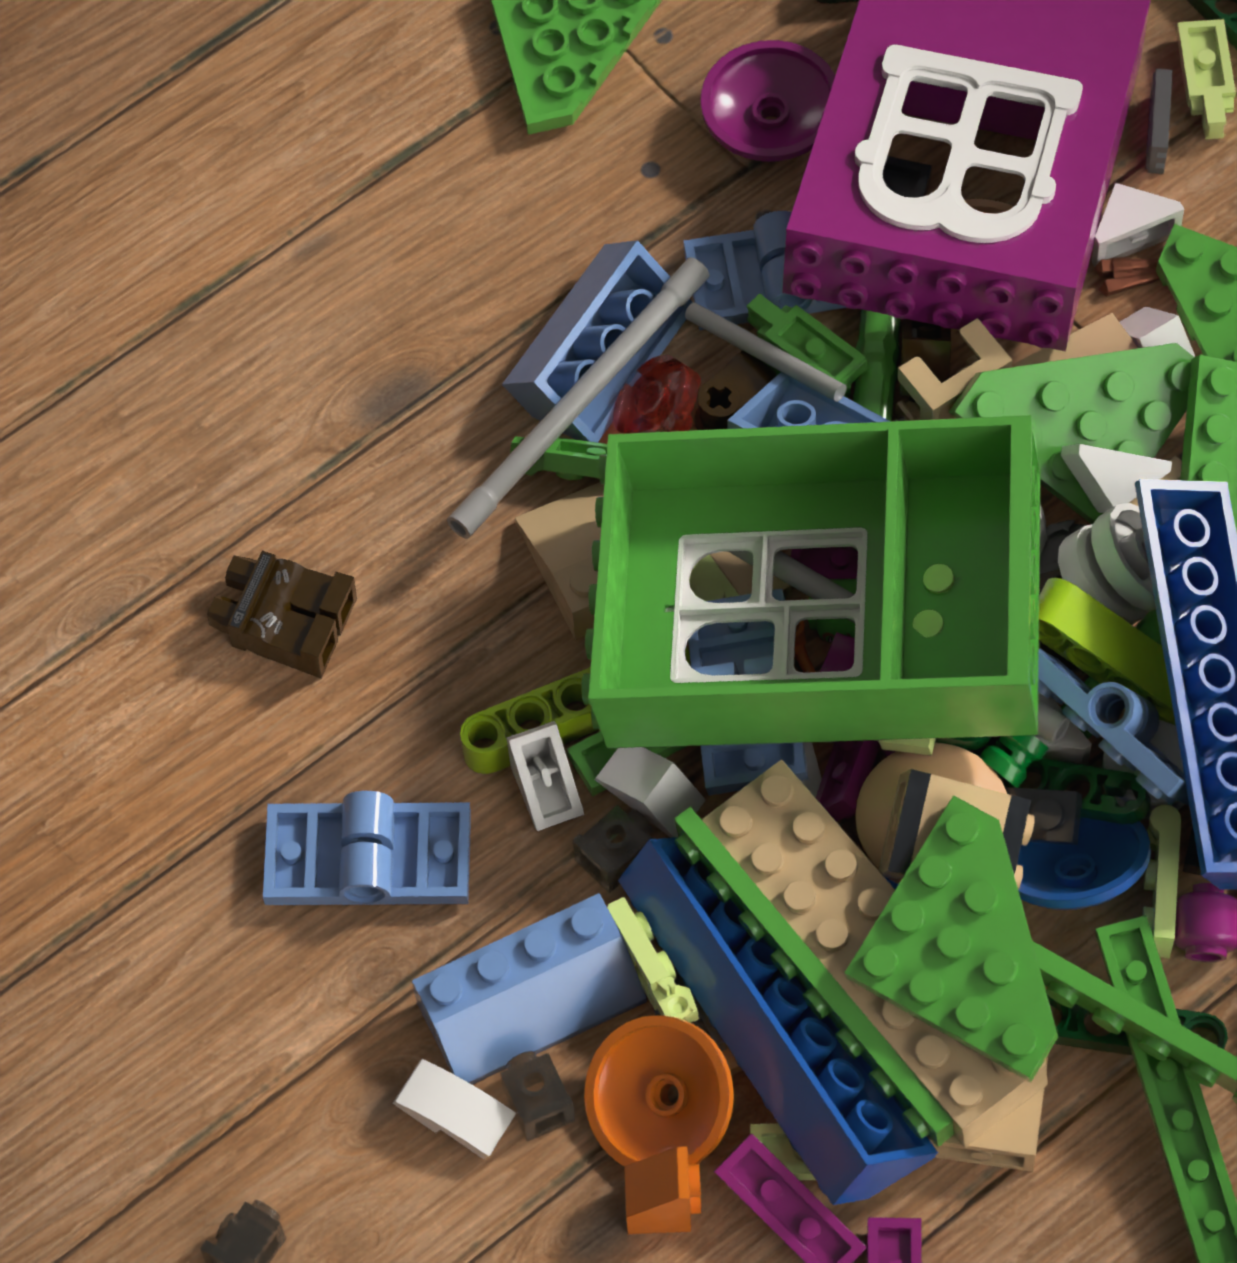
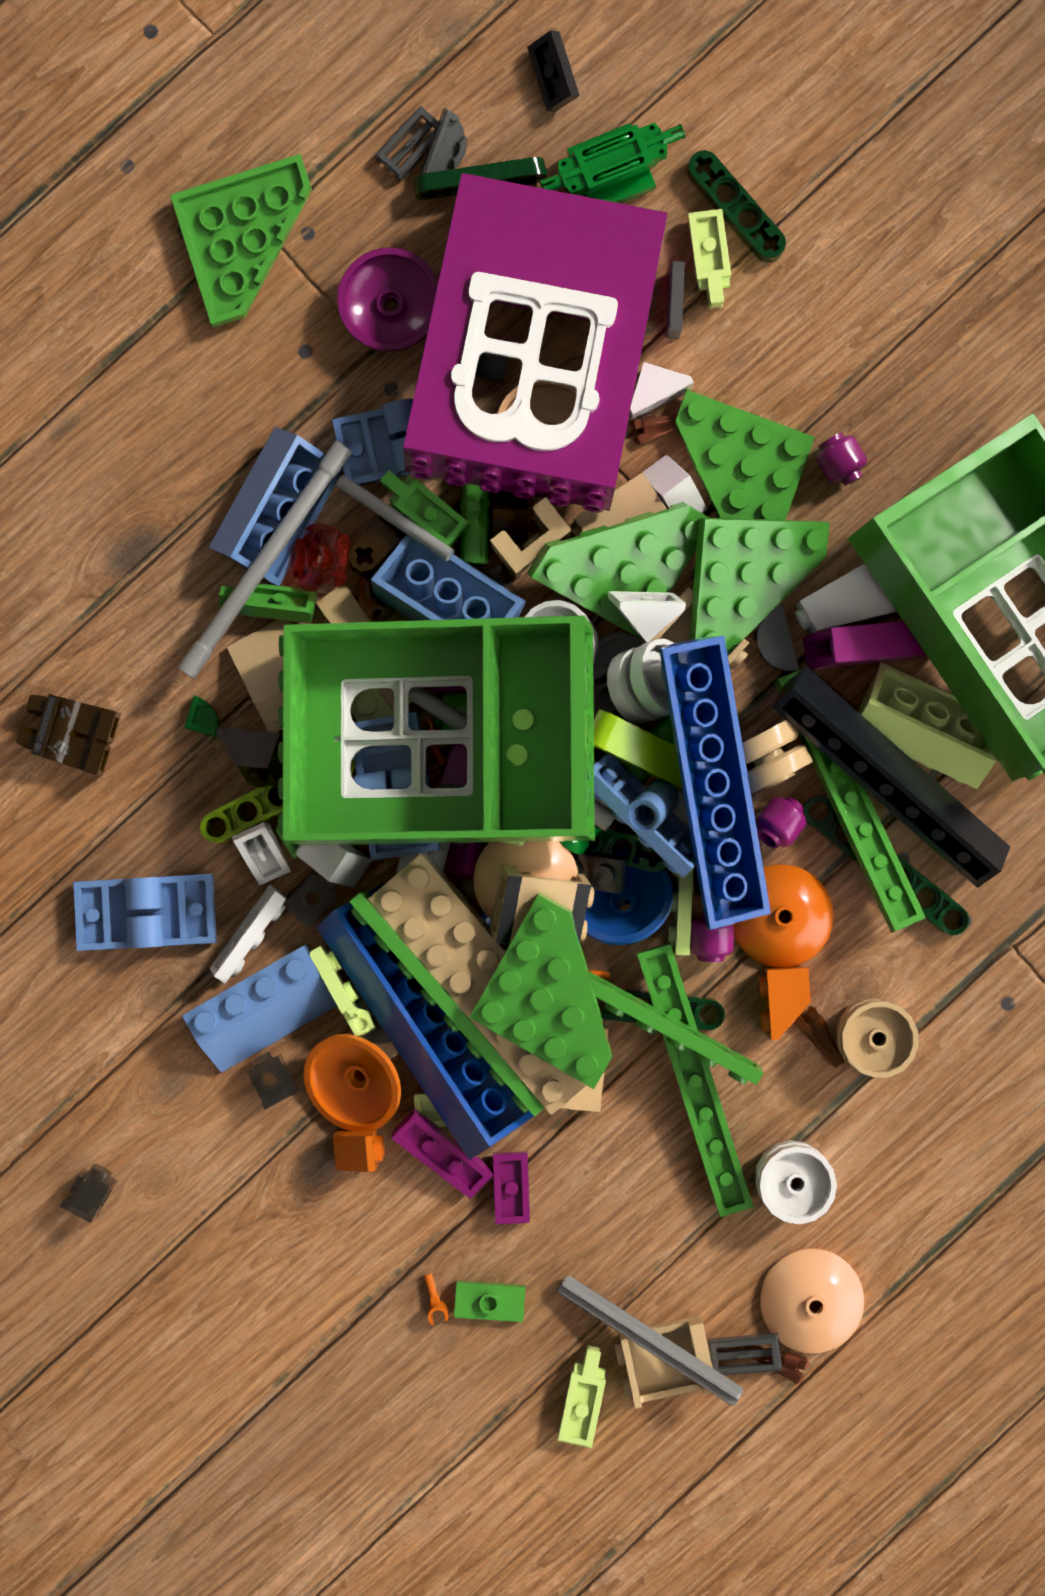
camera: 10 degrees left, 25 degrees up
(455, 1107) = (218, 1092): white slope -> none
(472, 607) = (202, 717): none -> green tile
(518, 889) = (248, 934): none -> white plate
(546, 639) = (254, 754): none -> dark brown slope

